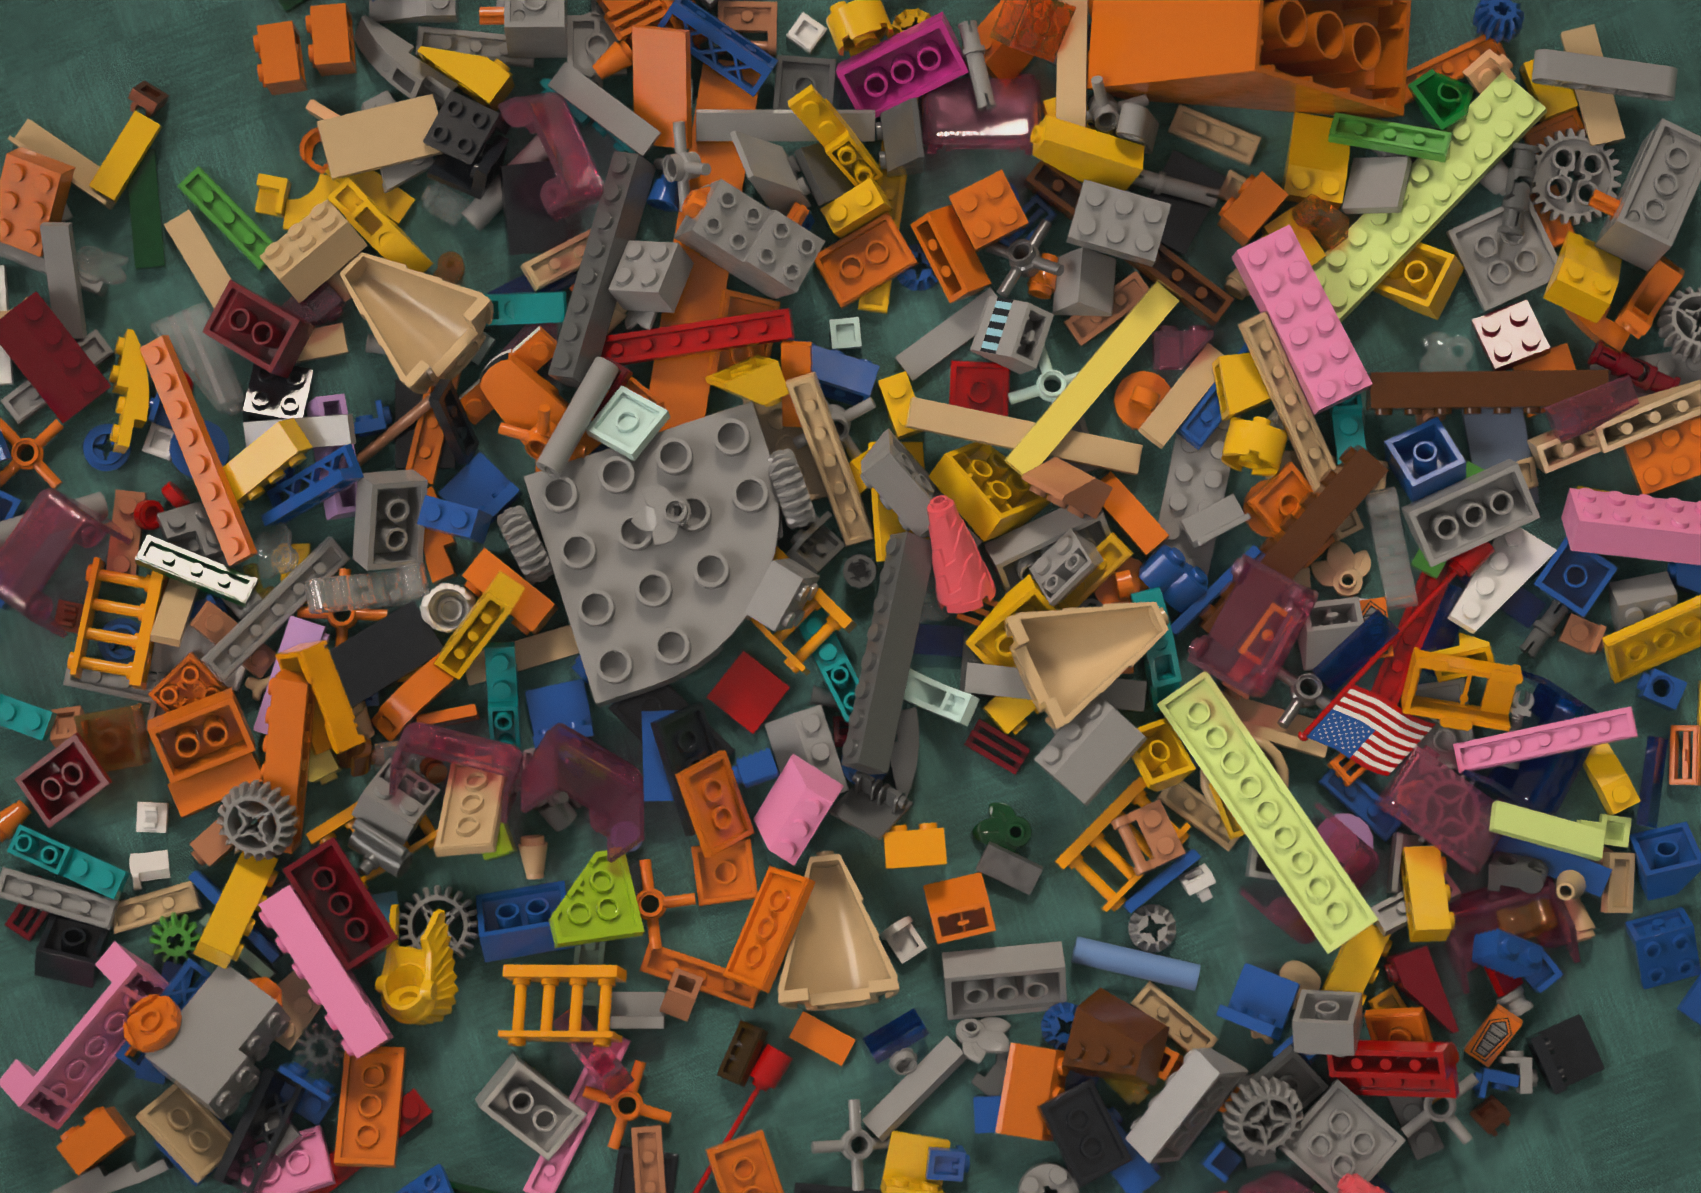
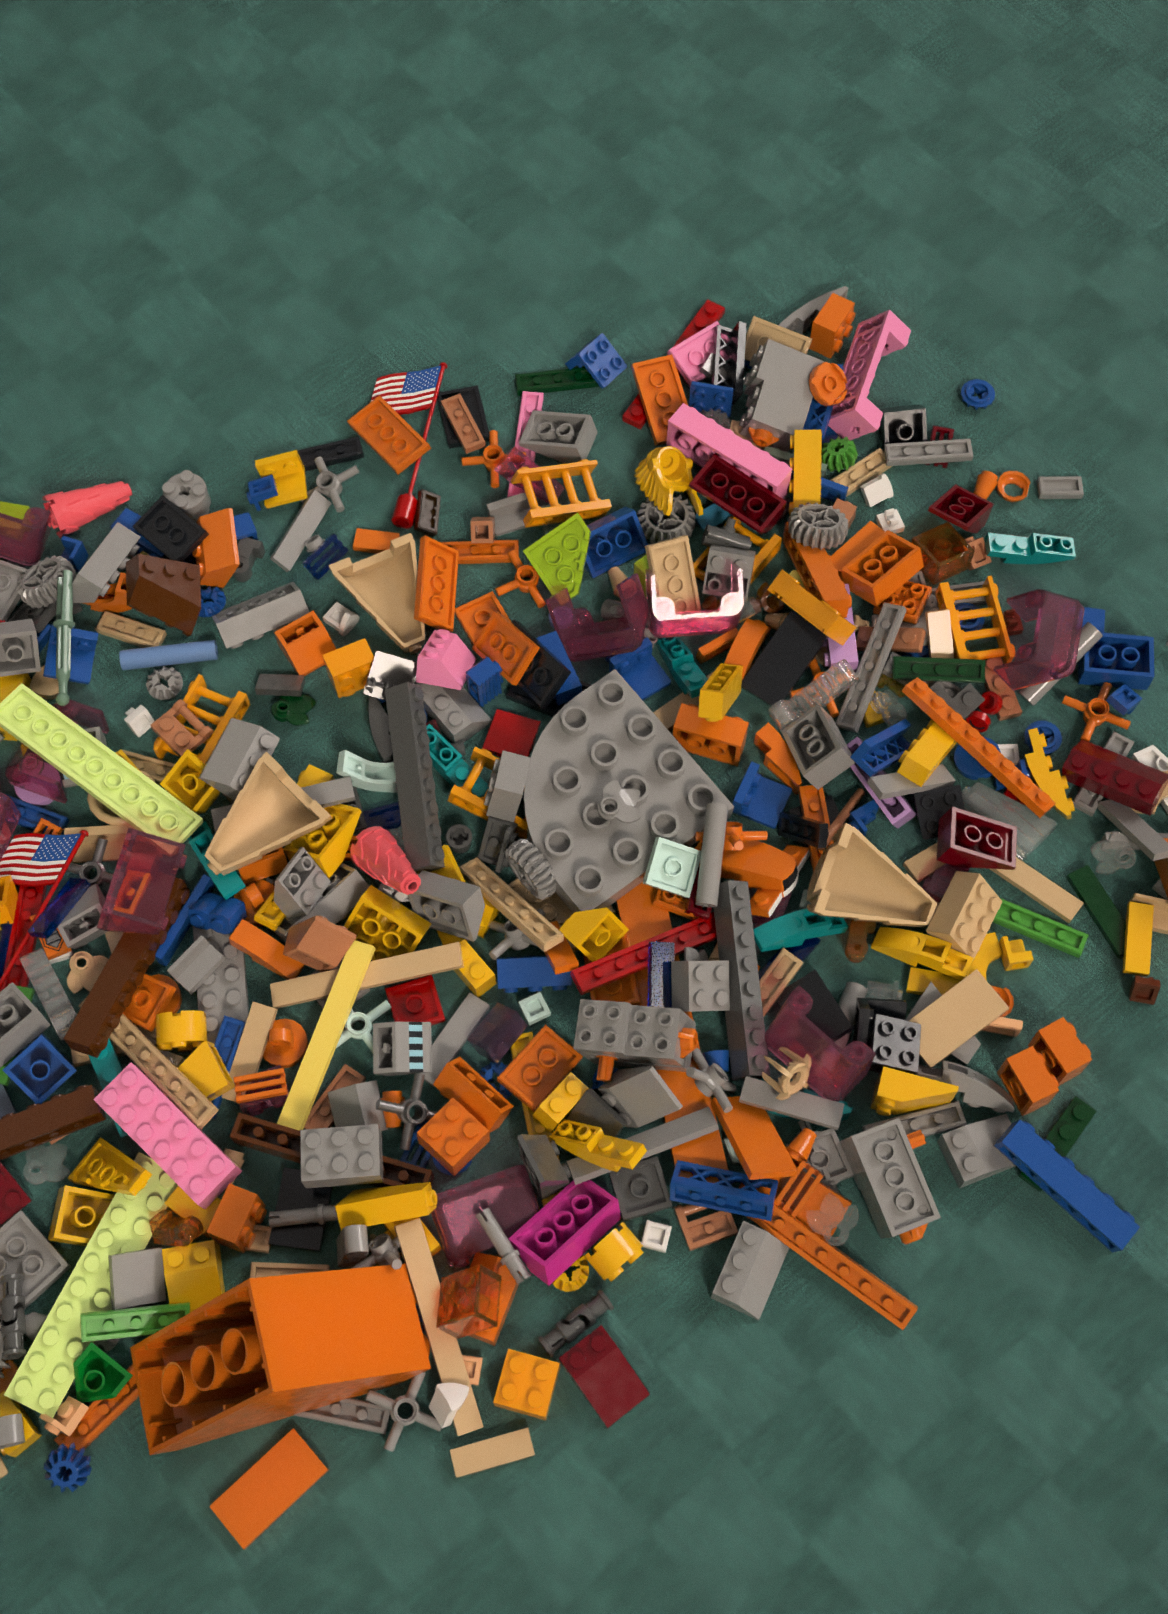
camera: 165 degrees right, 20 degrees down
(68, 862) = (935, 477): teal slope -> none
(446, 606) = (751, 709): white hair -> none
(454, 519) = (771, 758): blue brick -> none
(525, 544) = (716, 765): light grey gear -> none
(594, 125) = (784, 1086): none -> tan piece
(693, 301) = (659, 973): none -> clear blue tile
(898, 315) = (497, 1032): none -> brick
(985, 1037) = (259, 573): light grey plate -> none
(1018, 759) = (316, 761): dark red tile -> none
(1161, 880) = (176, 694): blue tile -> none
(1184, 346) = (260, 1076): none -> orange tile
(1255, 1023) = (63, 624): none -> sand green piece
(1375, 311) = (110, 1170): none -> yellow wing

